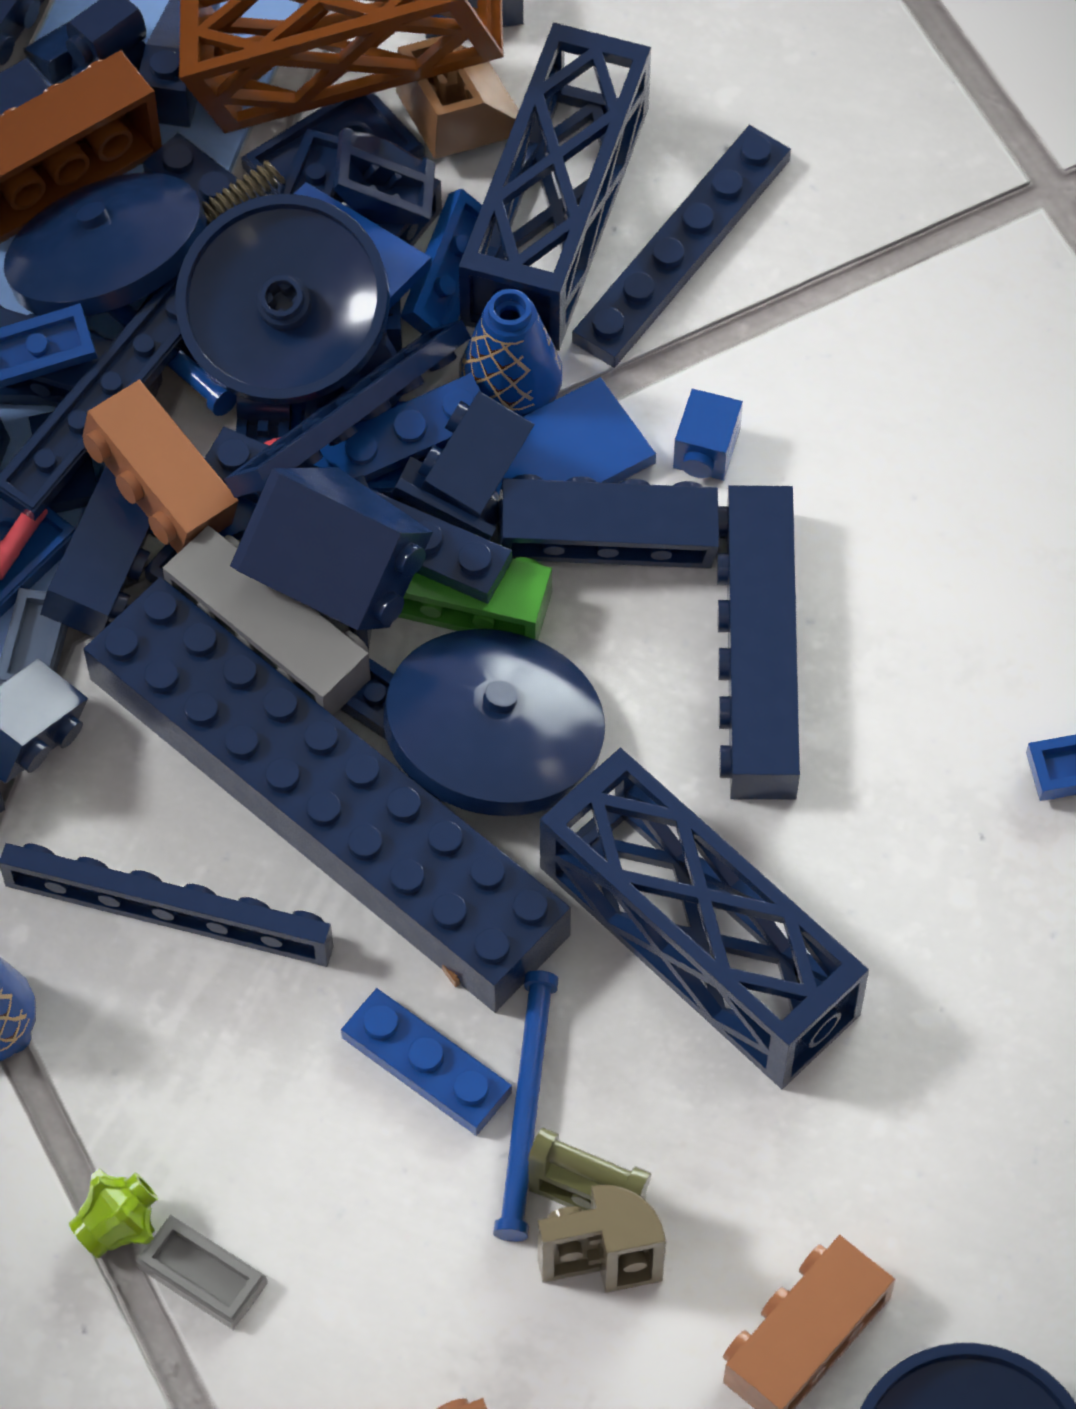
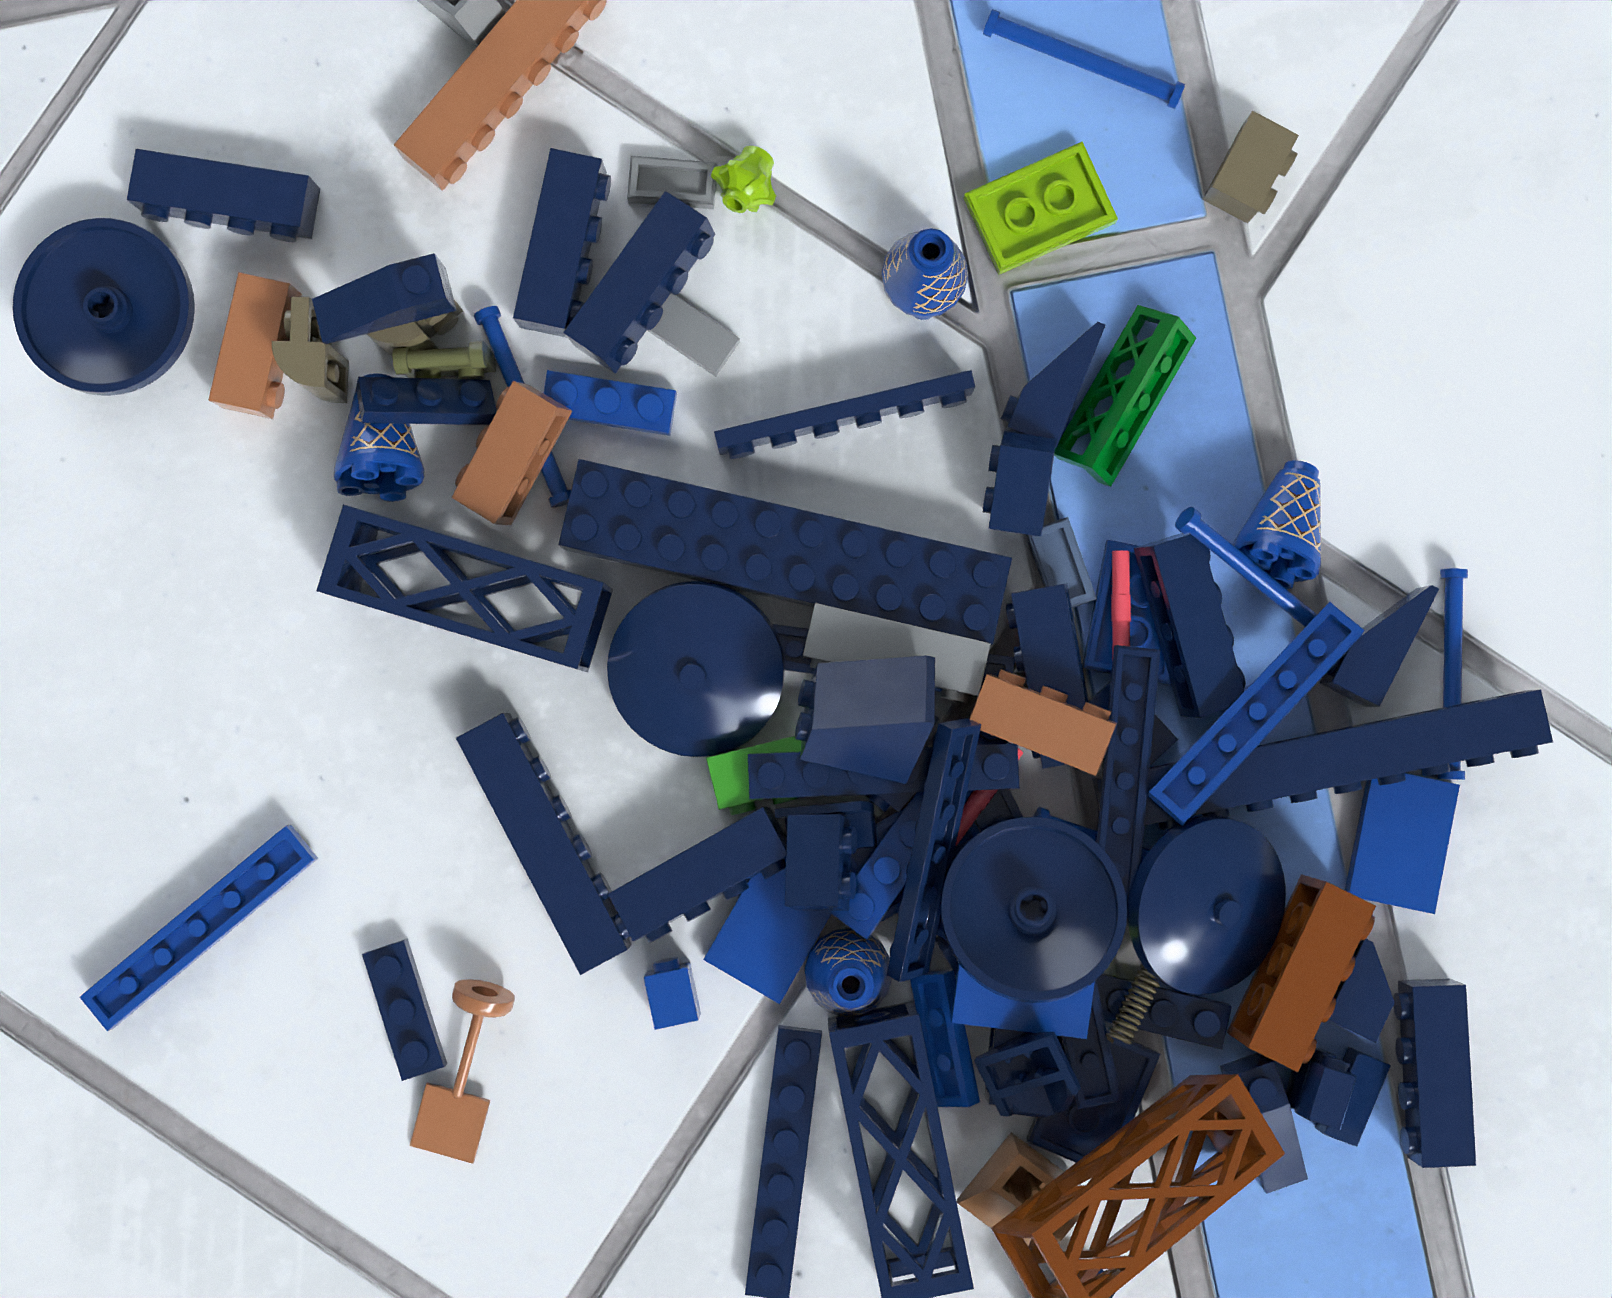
camera: 150 degrees right, 25 degrees up
(284, 1089) = (695, 335): none -> light grey tile
(308, 1160) = (640, 281): none -> dark blue brick
(374, 1258) = (561, 242): none -> dark blue brick
(569, 1043) = (510, 453): none -> nougat brick
(614, 1228) = (385, 299): none -> dark blue slope
(668, 1150) = (425, 401): none -> dark blue plate
(717, 1136) = (377, 458): none -> blue cone
(744, 1264) = (307, 358): none -> dark tan brick
(1007, 436) = (449, 1118): none -> nougat piece
(1007, 564) = (404, 1009): none -> dark blue plate

